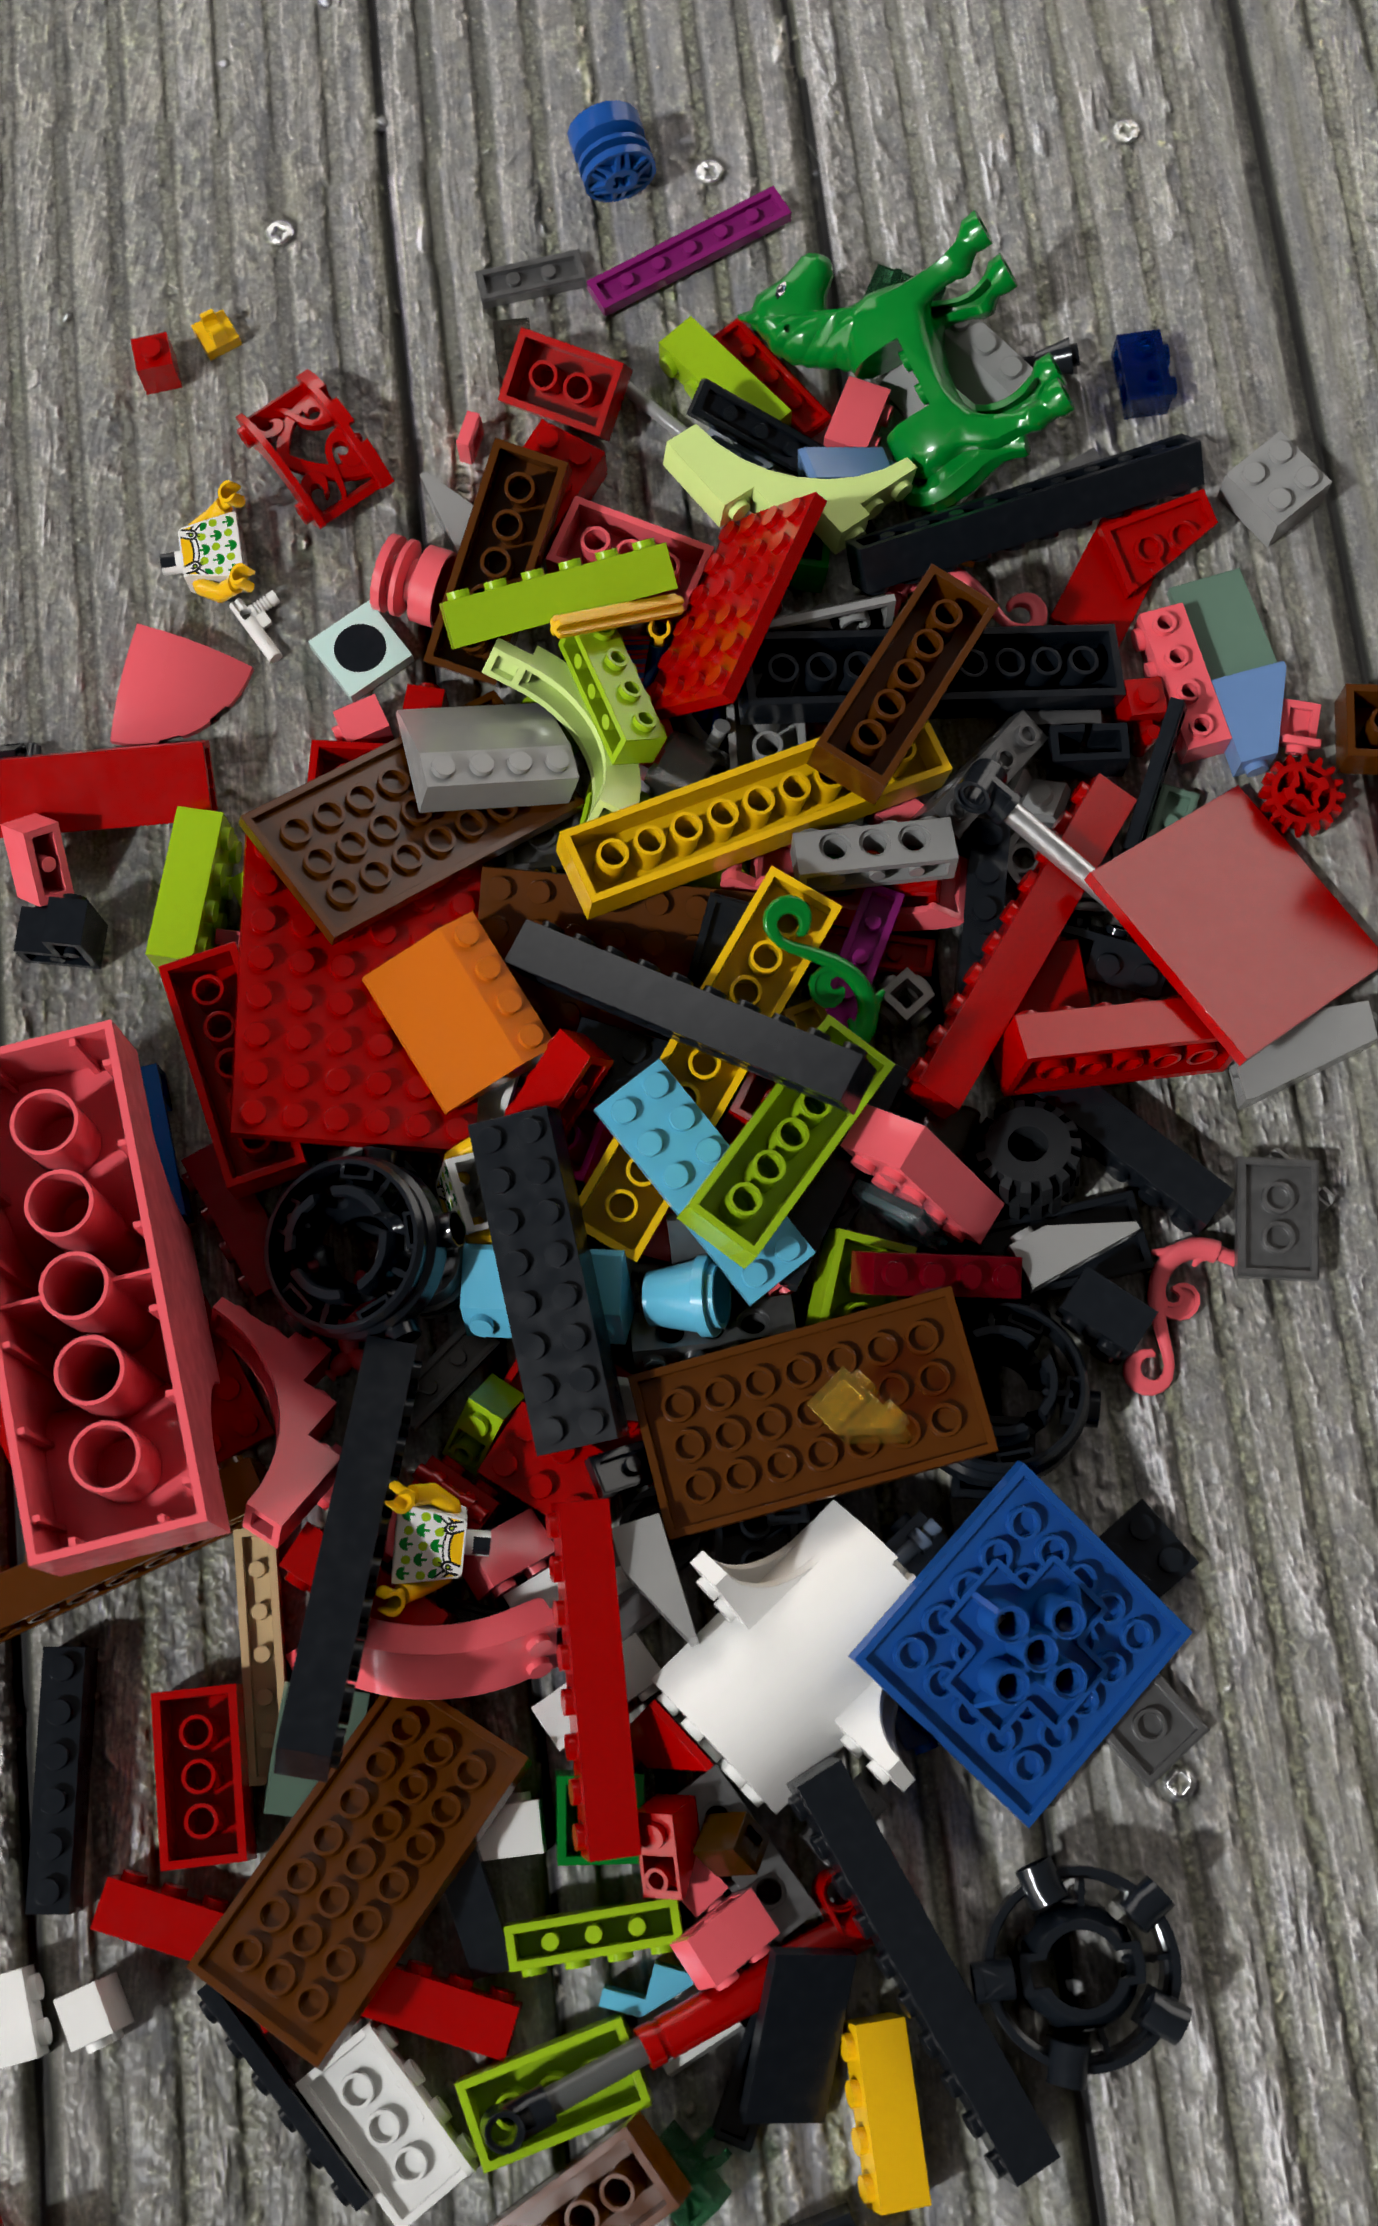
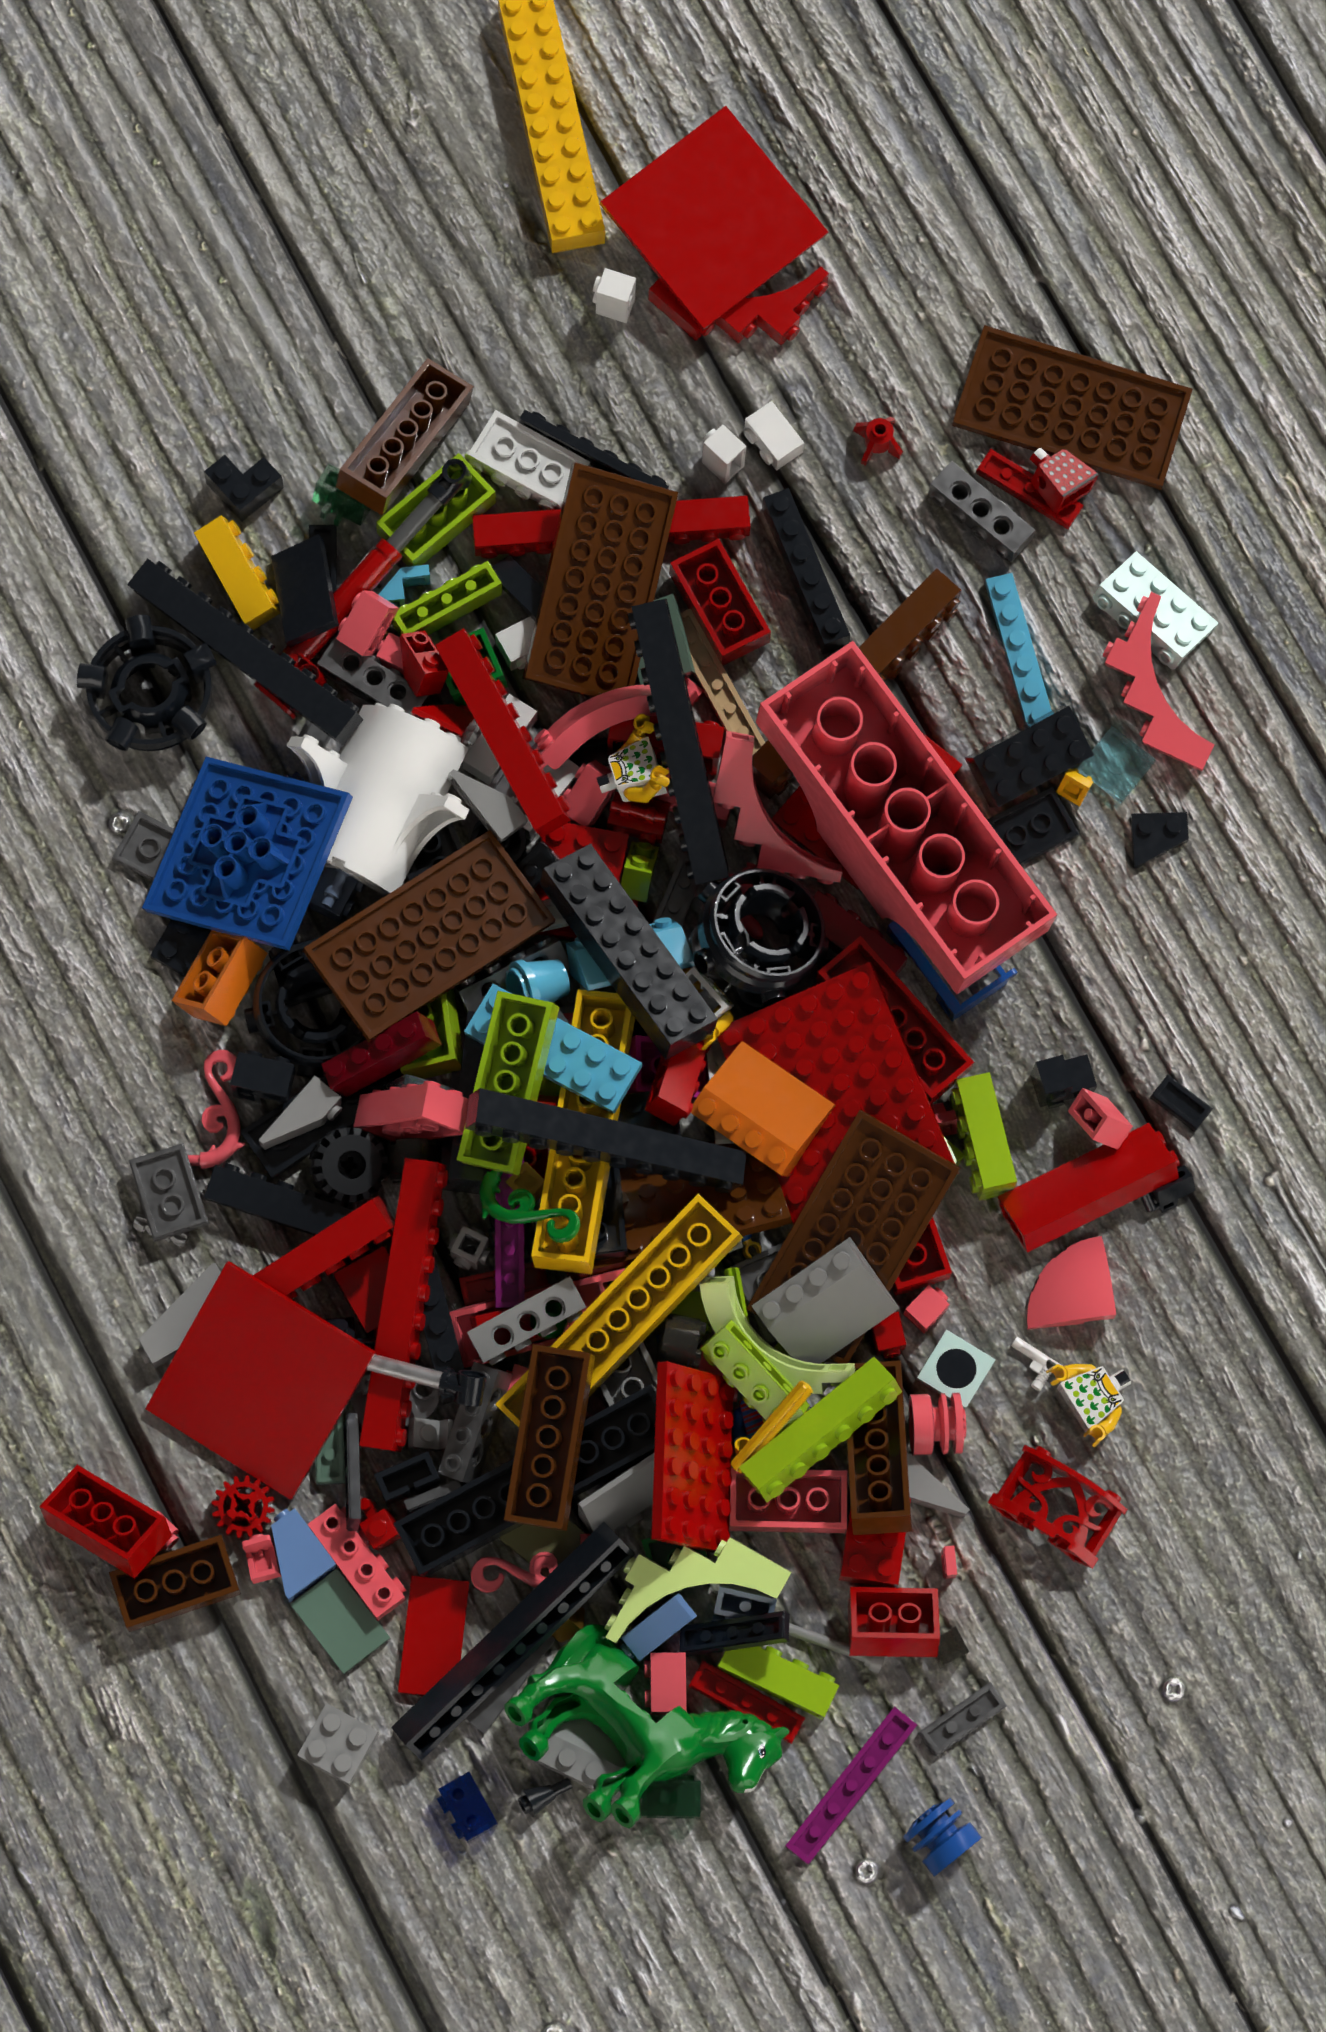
camera: 150 degrees right, 0 degrees up
(156, 363) = (1207, 1532): red brick -> none
(216, 333) = (1178, 1580): yellow tile -> none
(731, 1844) = (383, 677): dark brown panel -> none
(855, 1414) = (397, 931): clear yellow slope -> none
(1122, 1477) = (219, 977): none -> orange brick
(1155, 537) = (415, 1665): red wing -> none

